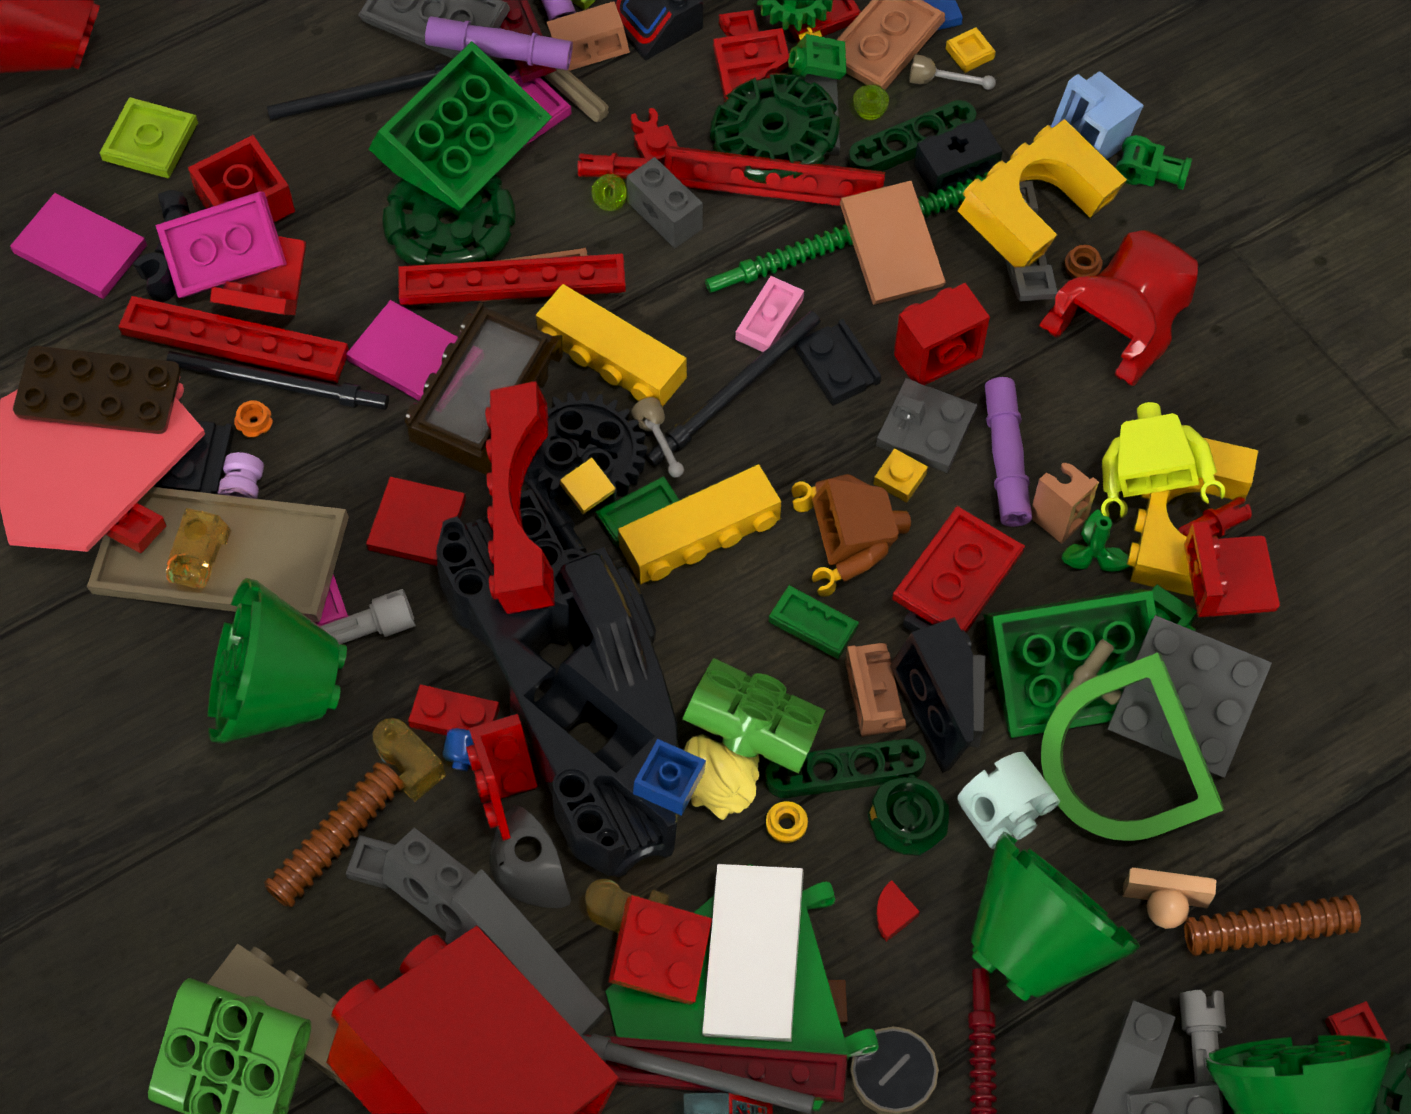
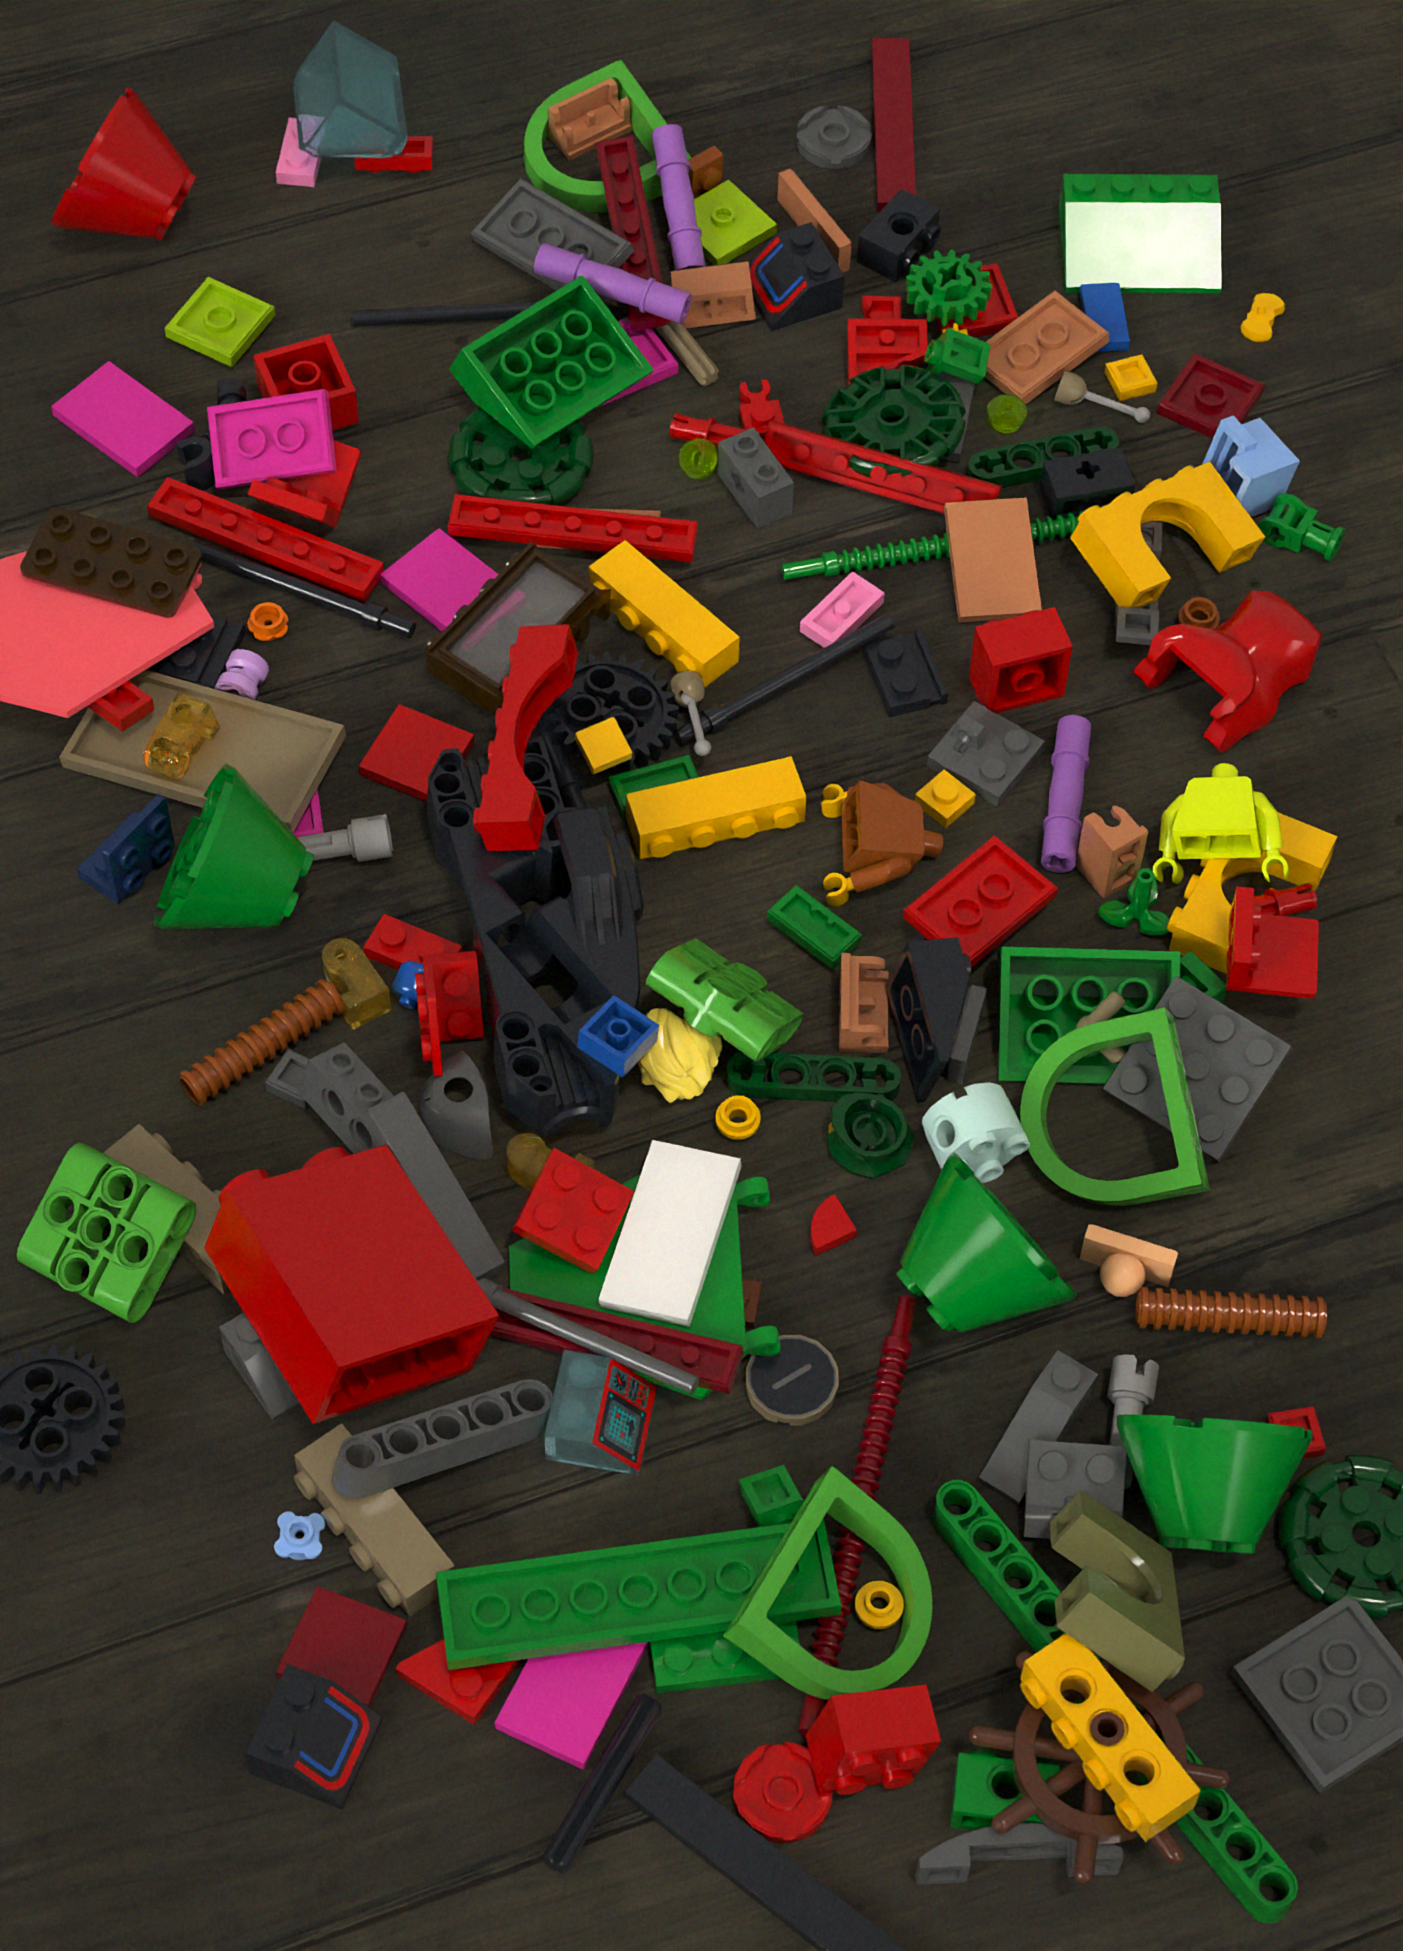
camera: 10 degrees right, 5 degrees down
(172, 669) = (130, 852): none -> dark blue bracket
(1043, 57) = (1207, 394): none -> dark red tile

